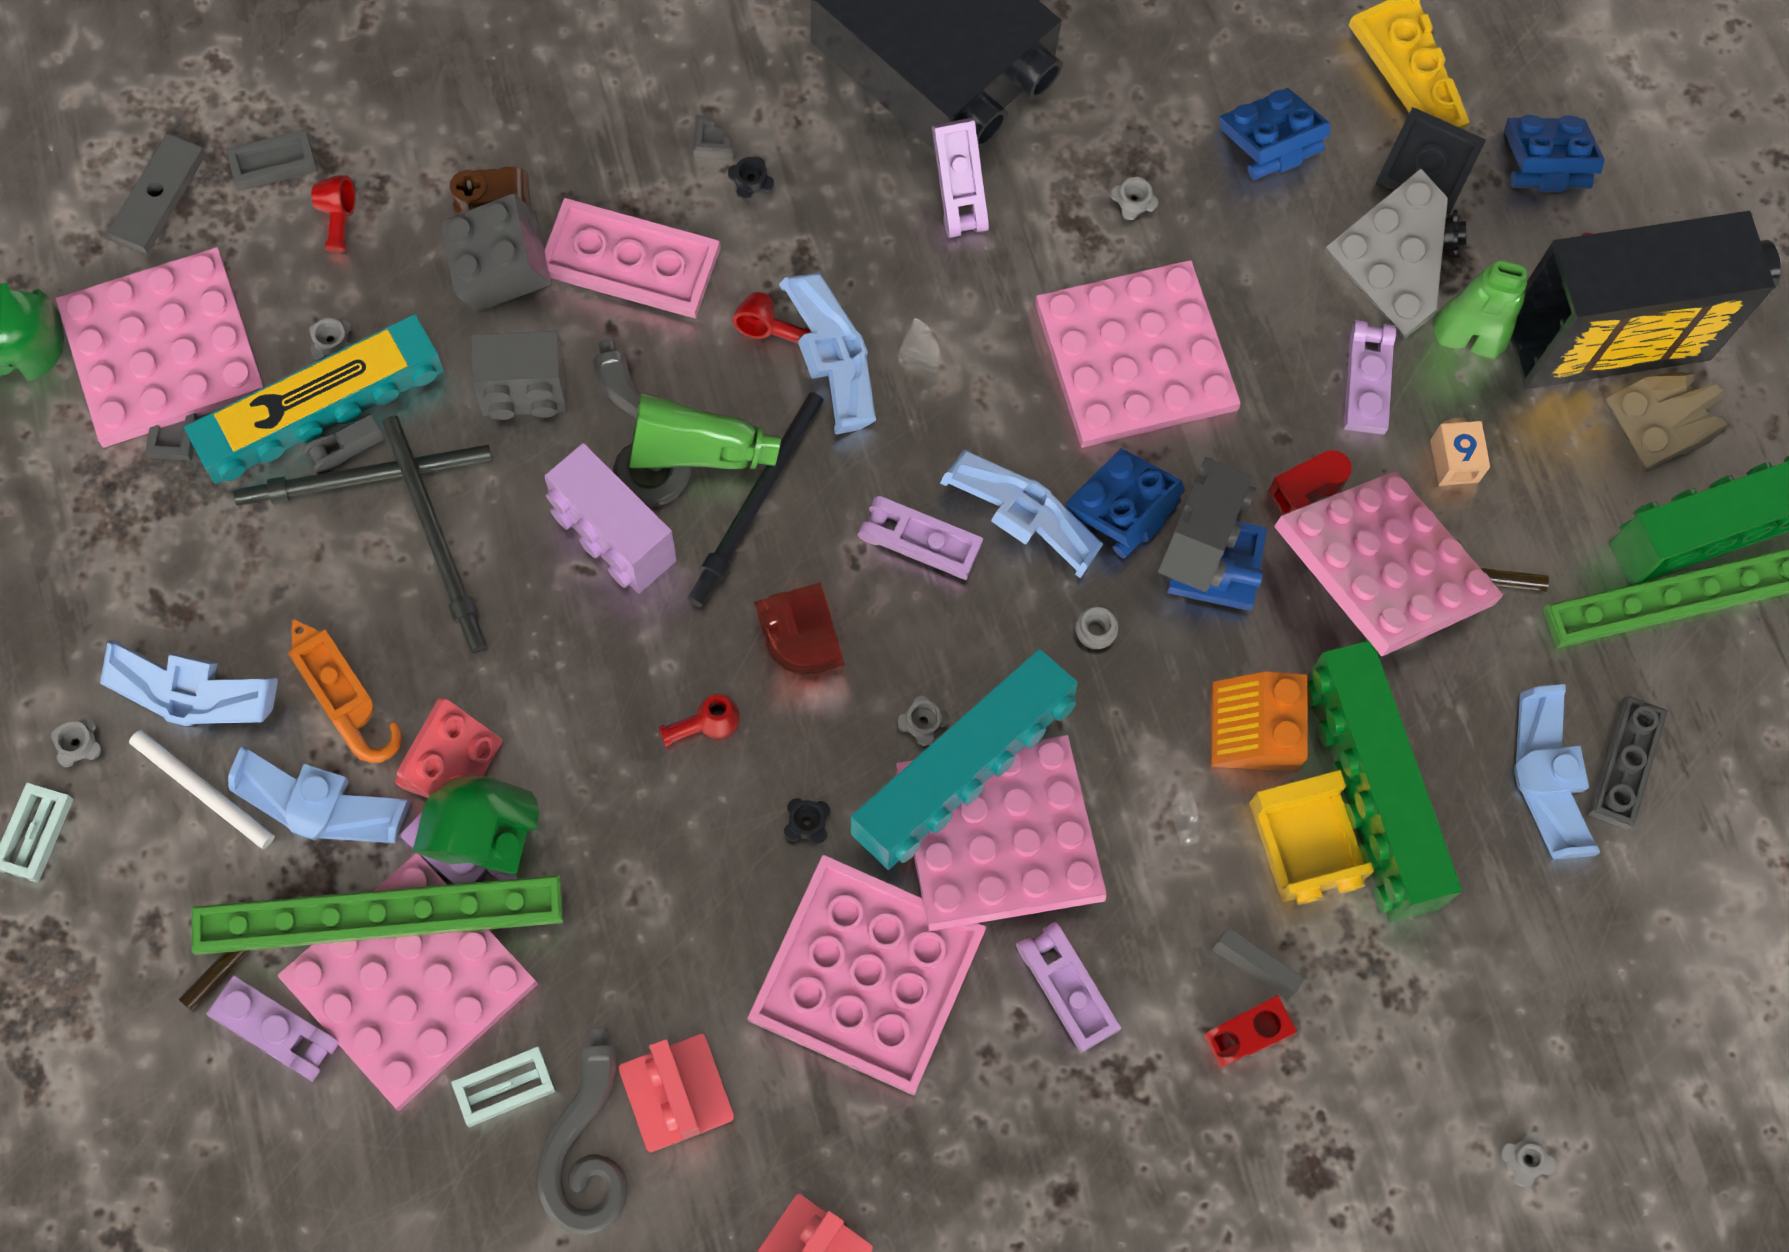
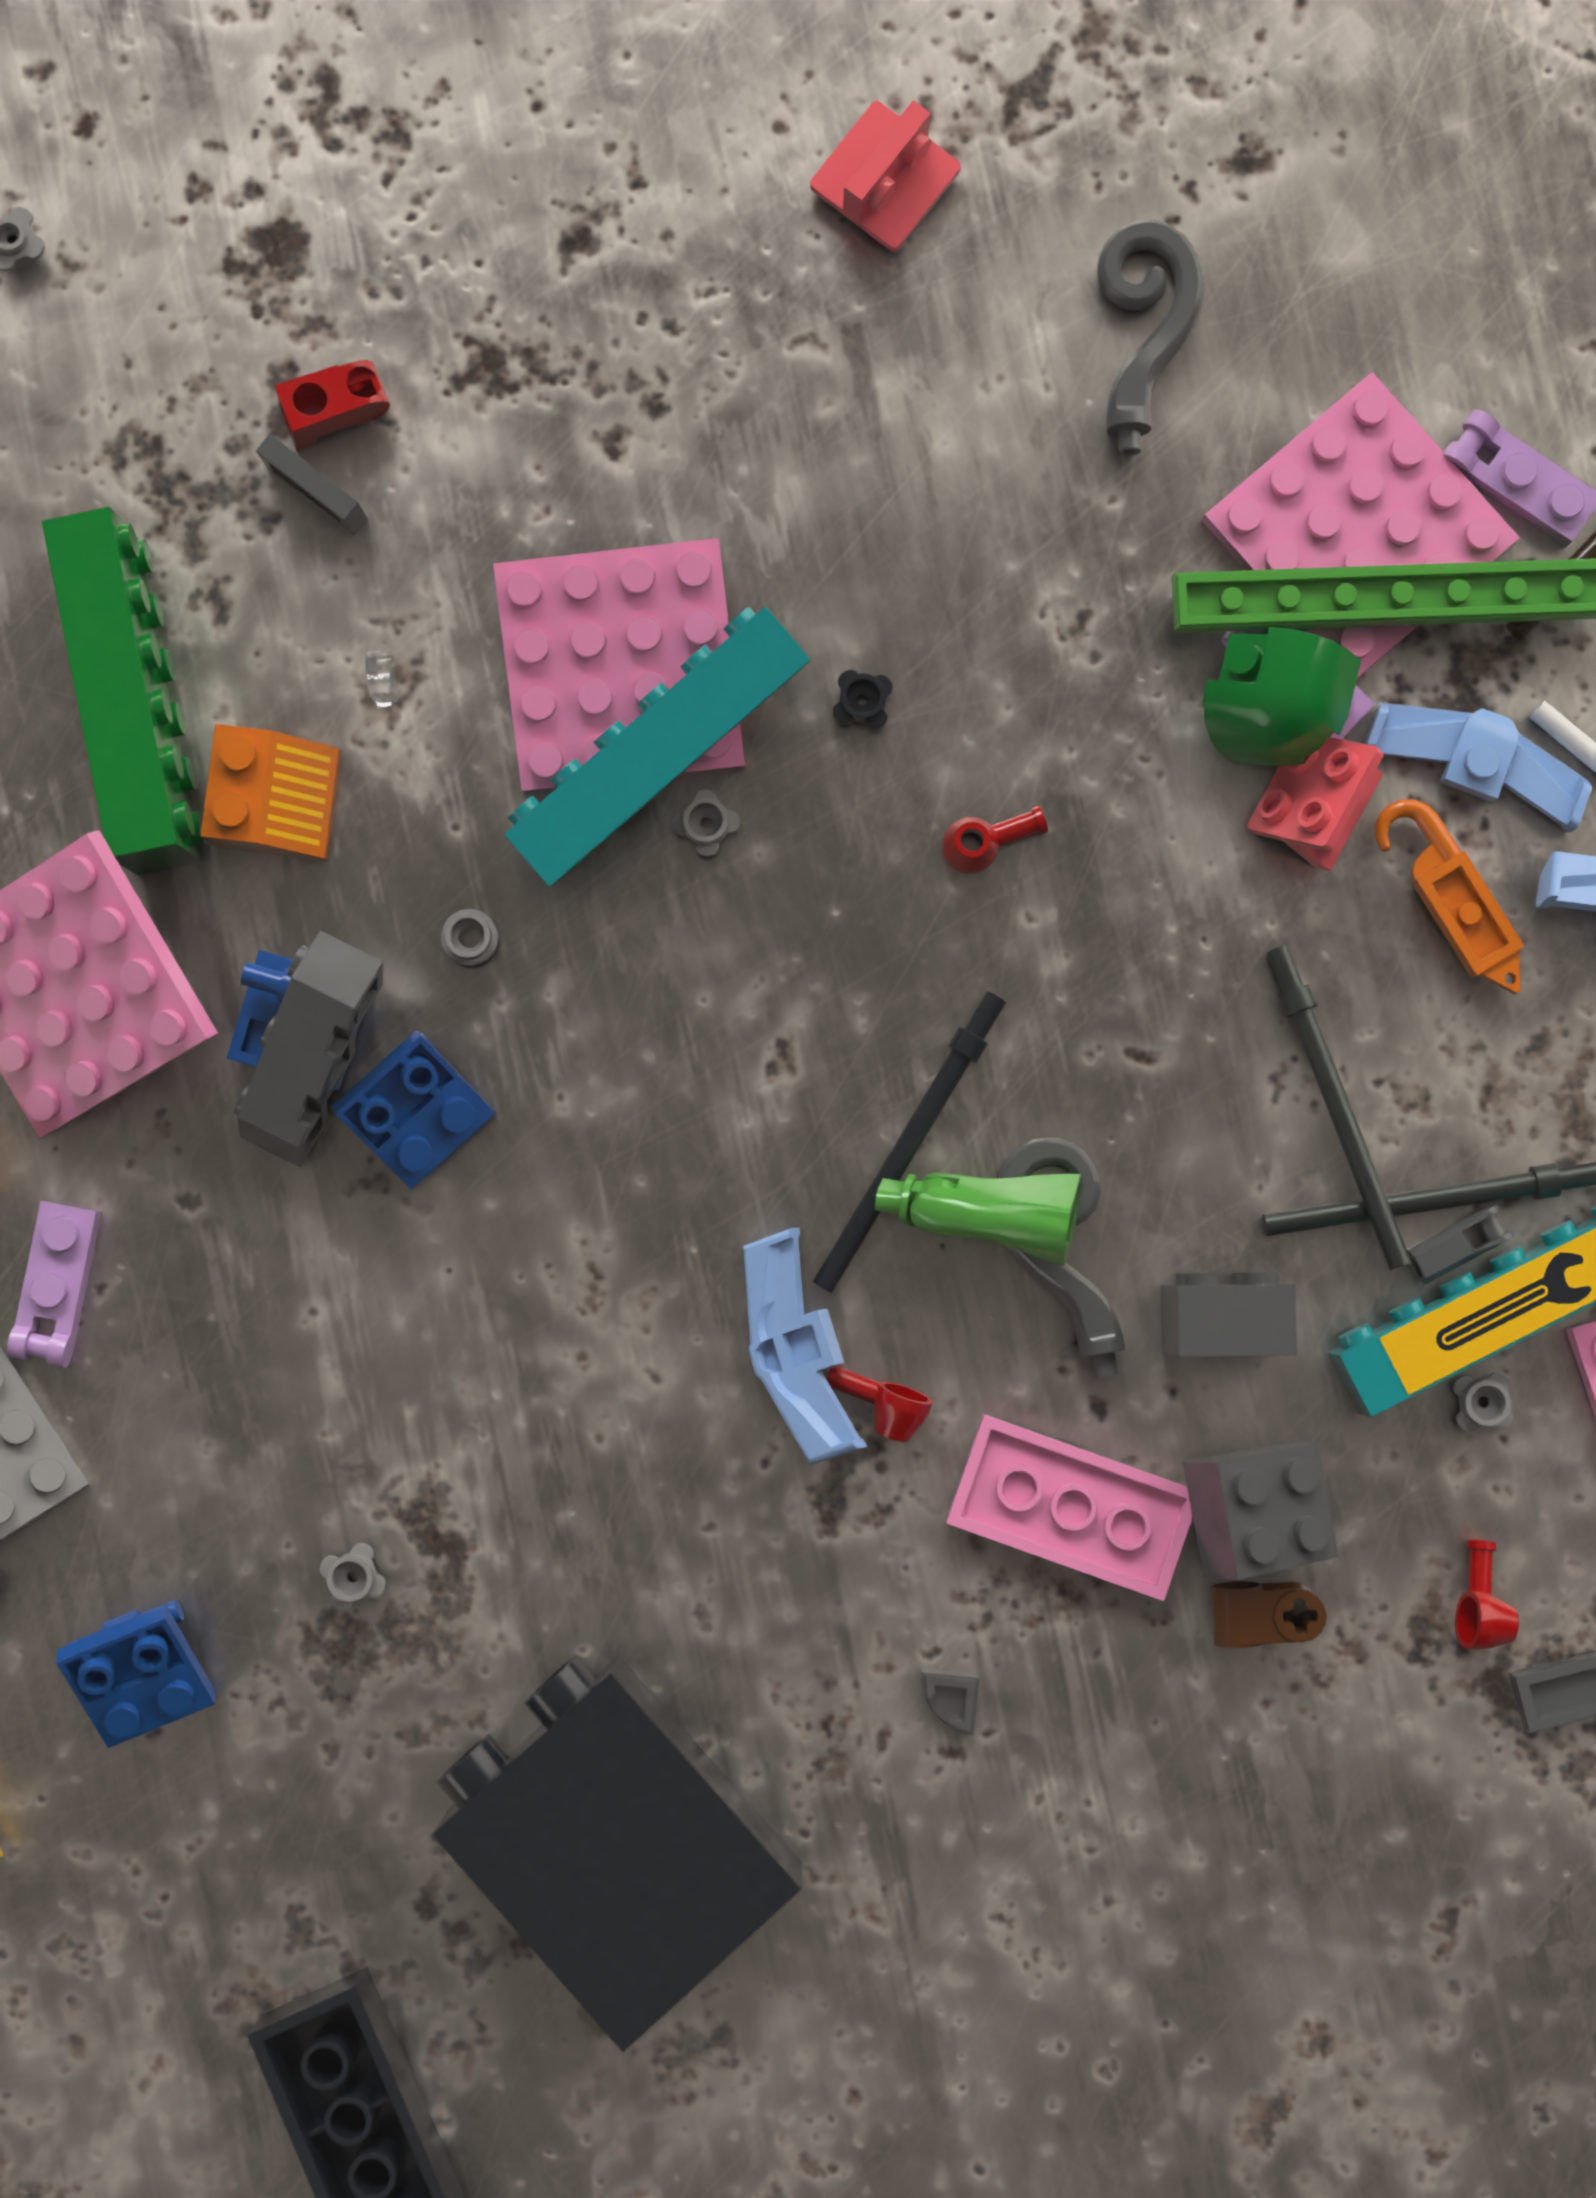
camera: 170 degrees left, 15 degrees up
(541, 1072) = (1199, 412): light aqua tile -> none
(609, 519) = (1109, 1100): lavender brick -> none
(675, 1092) = (1036, 372): coral bracket -> none
(750, 167) = (892, 1646): black plate -> none
(800, 630) = (859, 932): clear red brick -> none
(865, 976) = (801, 498): bright pink plate -> none
(920, 347) = (673, 1357): clear tile -> none
(921, 537) = (691, 1070): lavender plate -> none
(960, 176) = (600, 1602): lavender plate -> none
(1025, 508) = (550, 1103): light blue plate -> none
(1069, 988) = (549, 470): lavender plate -> none
(1136, 353) = (374, 1335): bright pink plate -> none
(1309, 838) = (224, 638): yellow panel -> none
(1311, 479) = (160, 1125): red leg -> none

